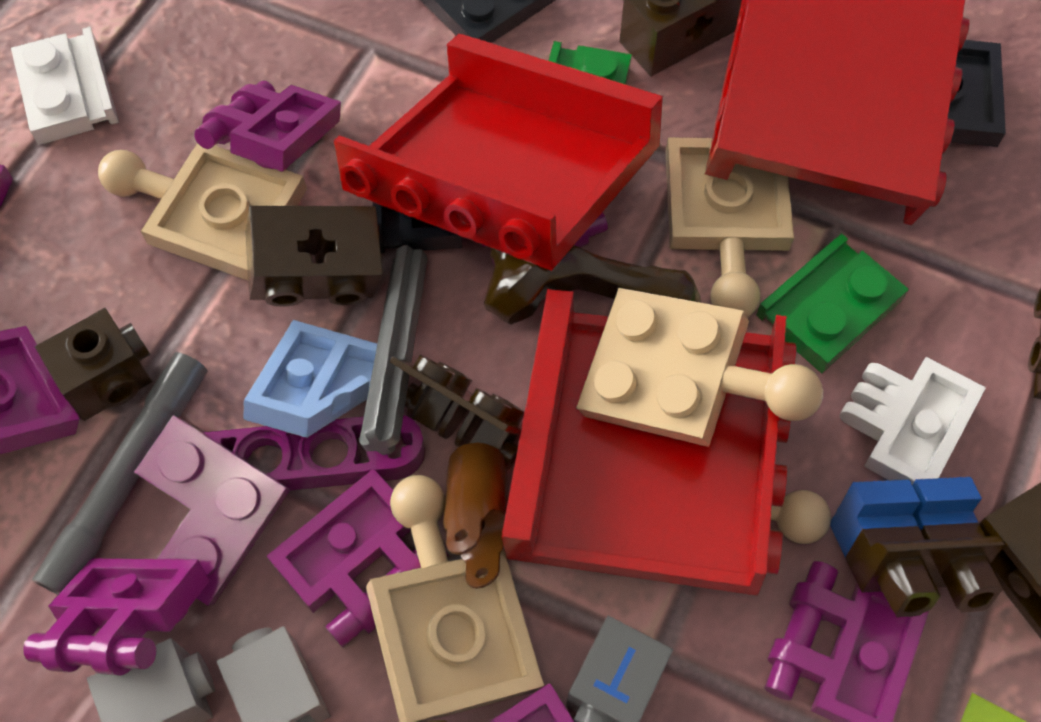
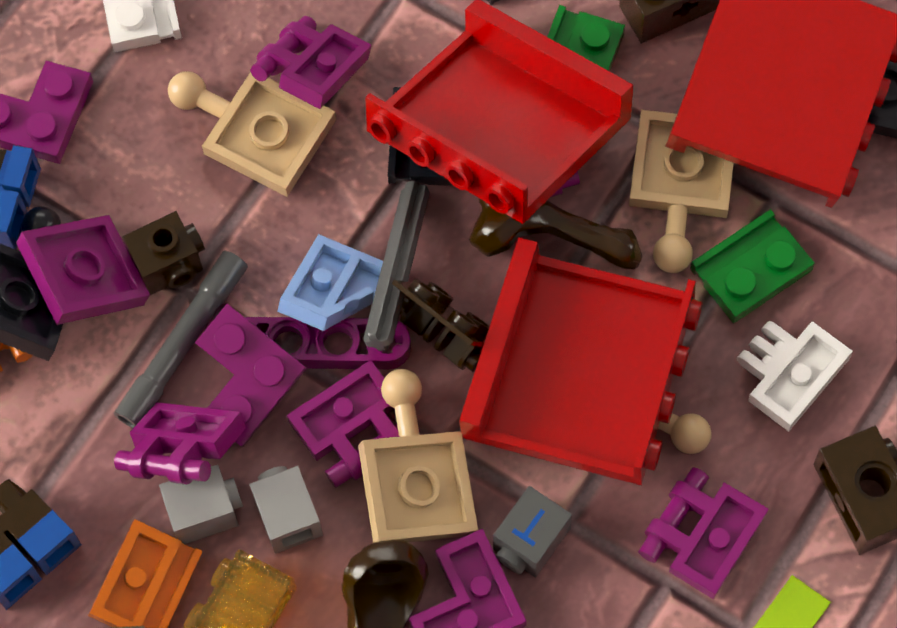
camera: 10 degrees right, 5 degrees up
(339, 238) = (362, 171): dark brown brick -> none
(476, 510) = (444, 397): reddish brown piece -> none
(672, 363) = (603, 308): tan plate -> none
(918, 540) = (767, 460): dark brown hips -> none

